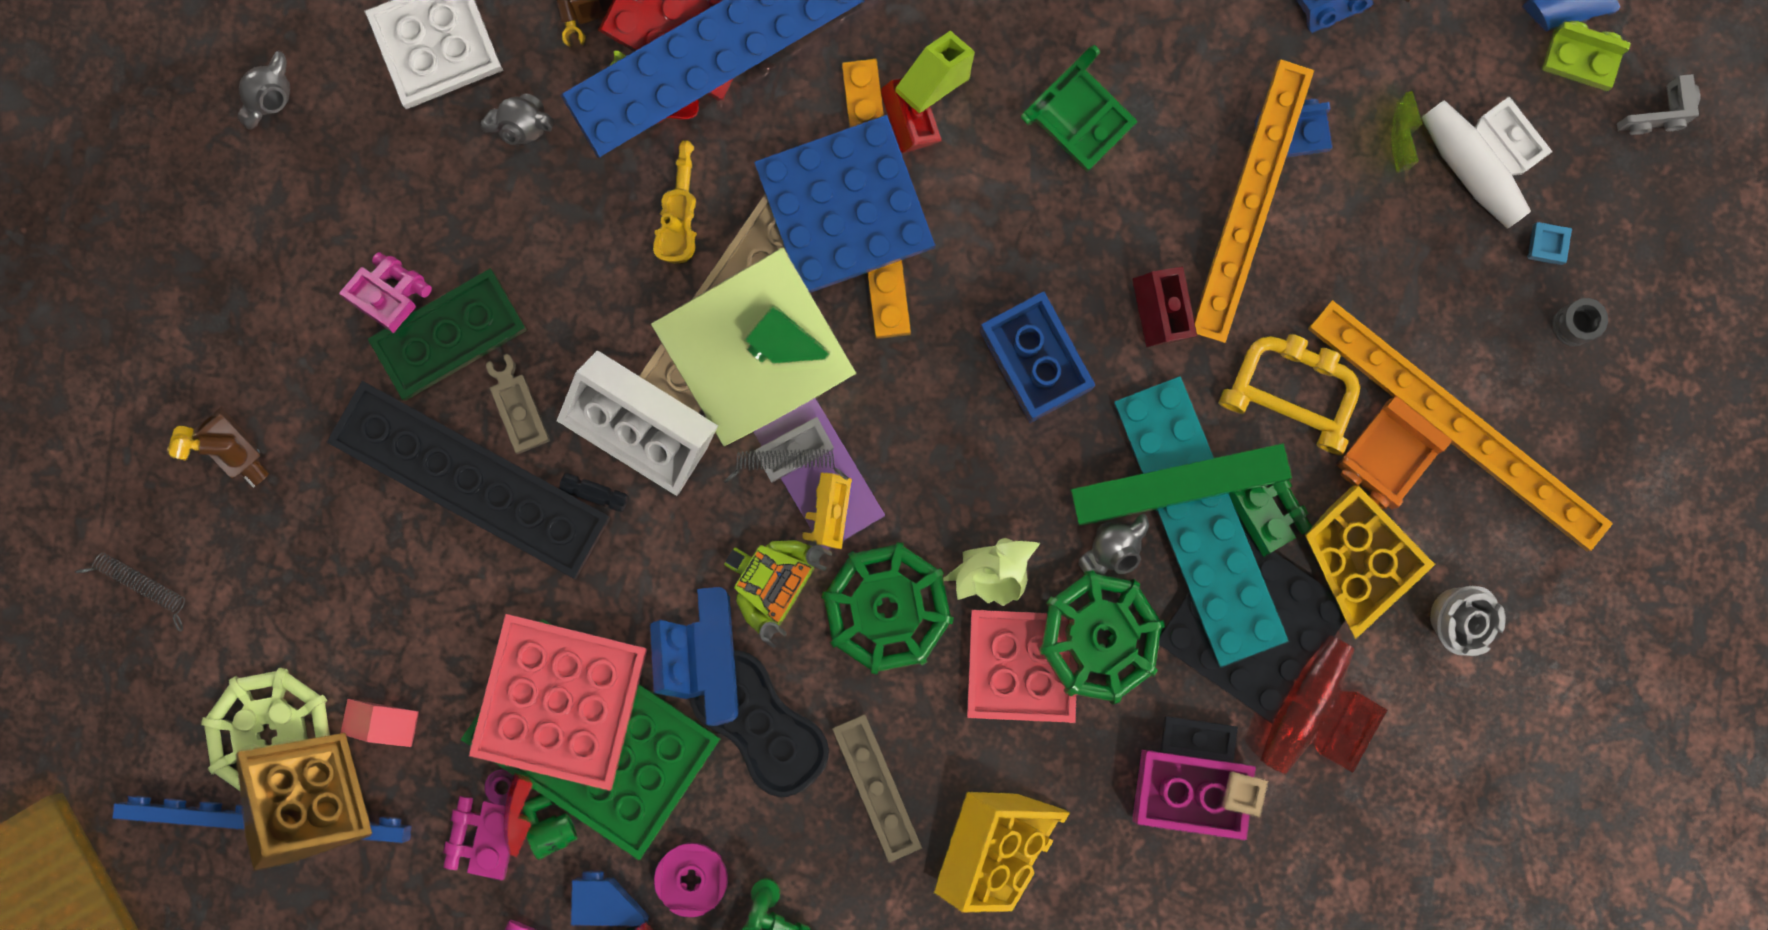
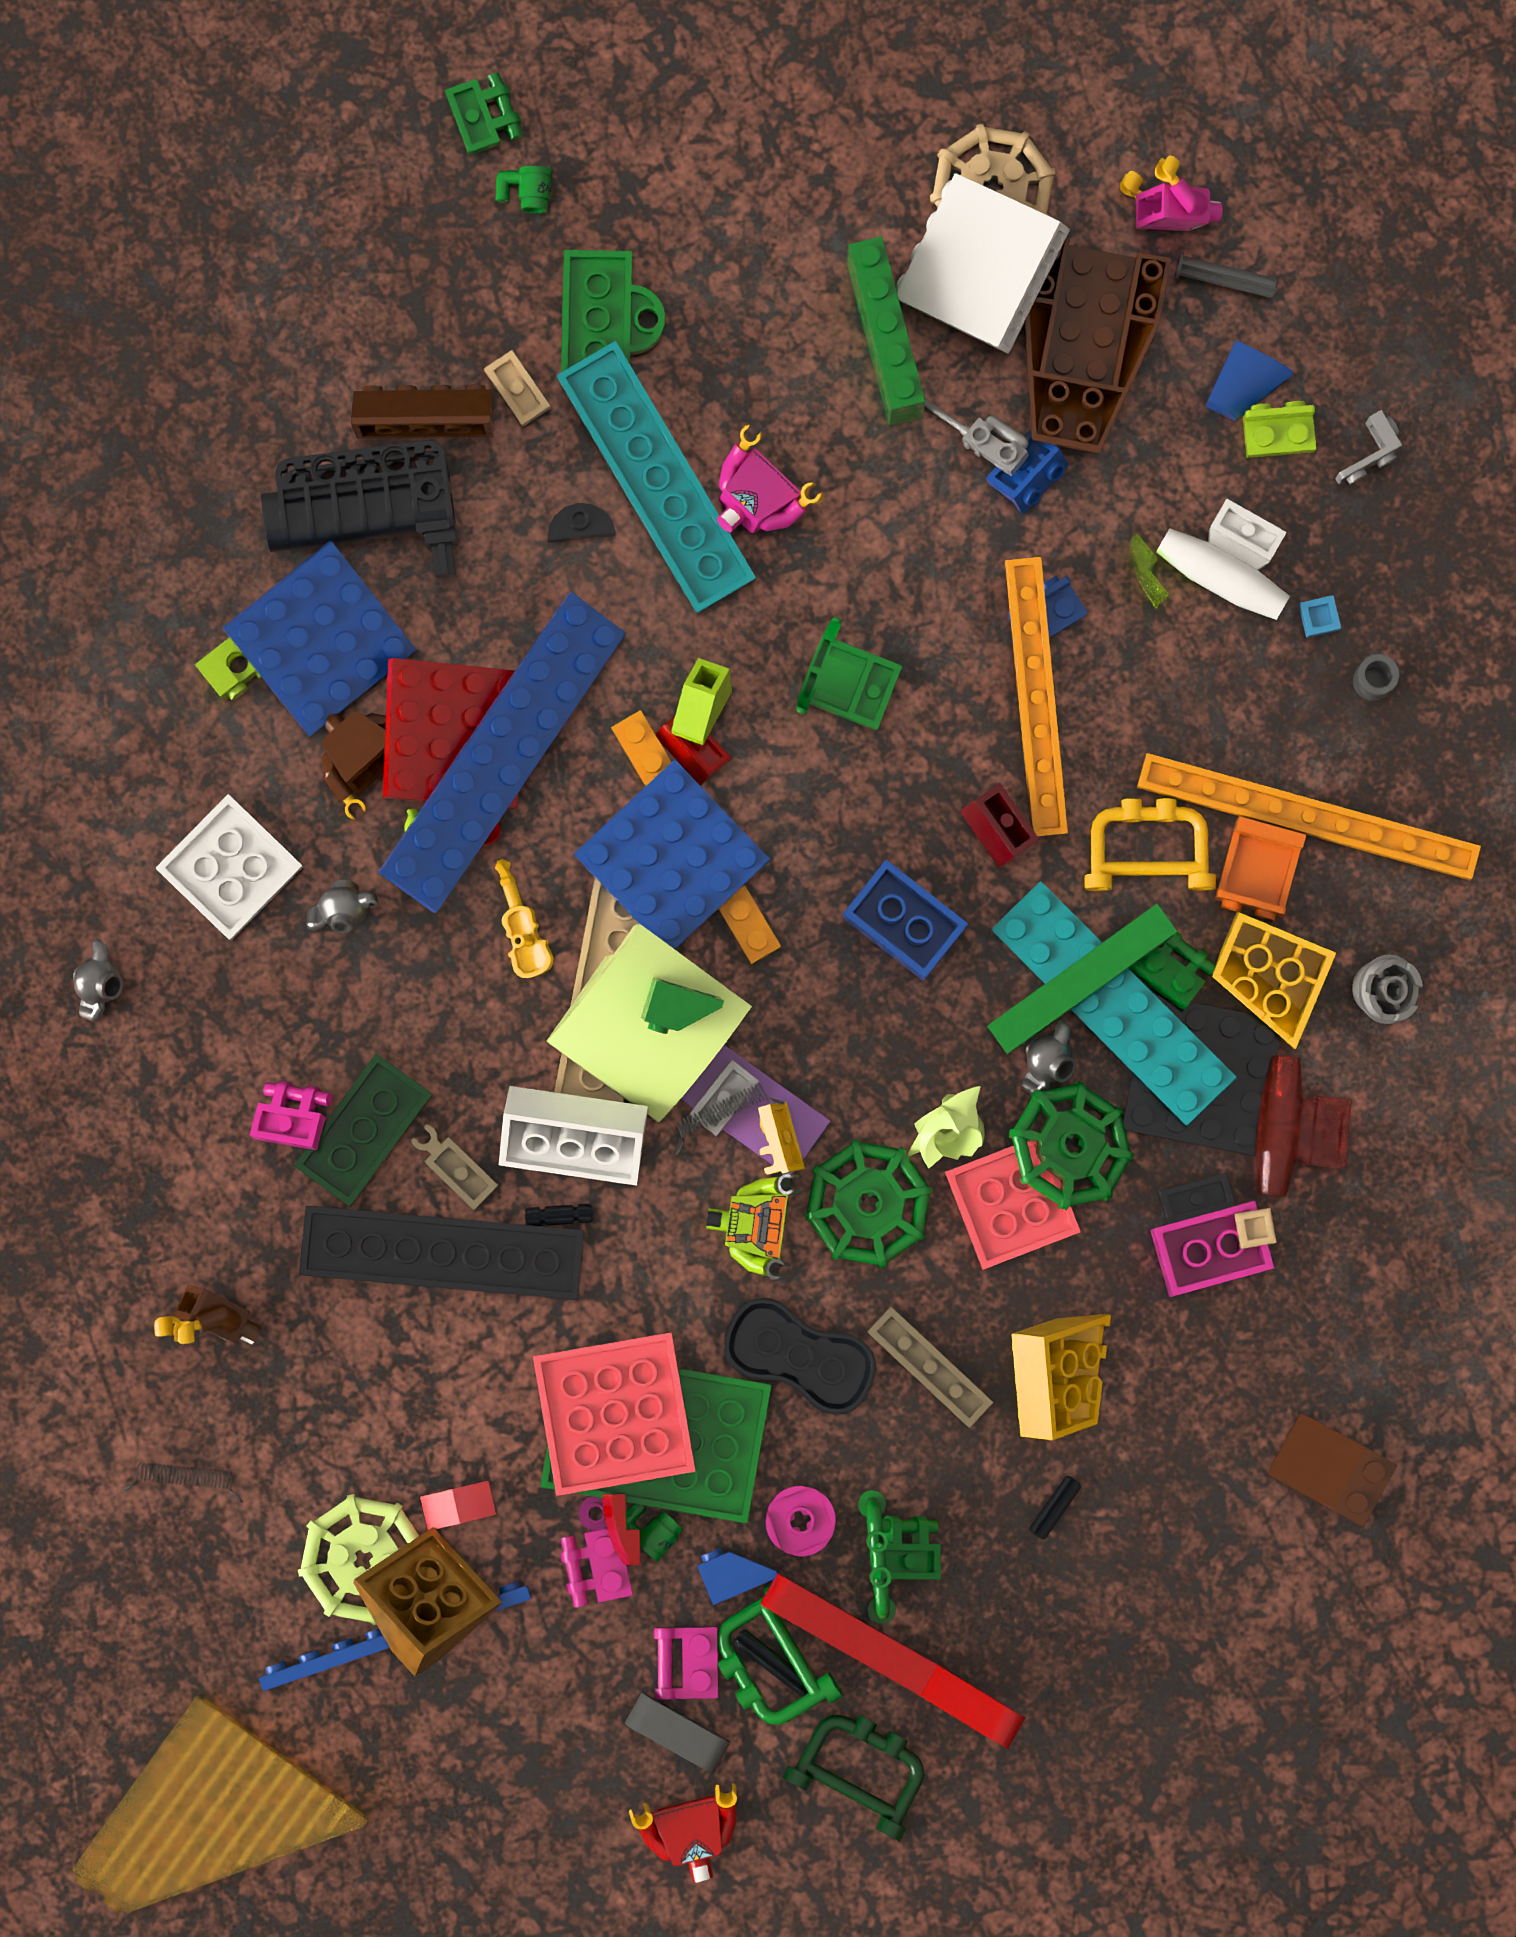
camera: 25 degrees left, 0 degrees up
(699, 657) = (721, 1320): blue plate -> none

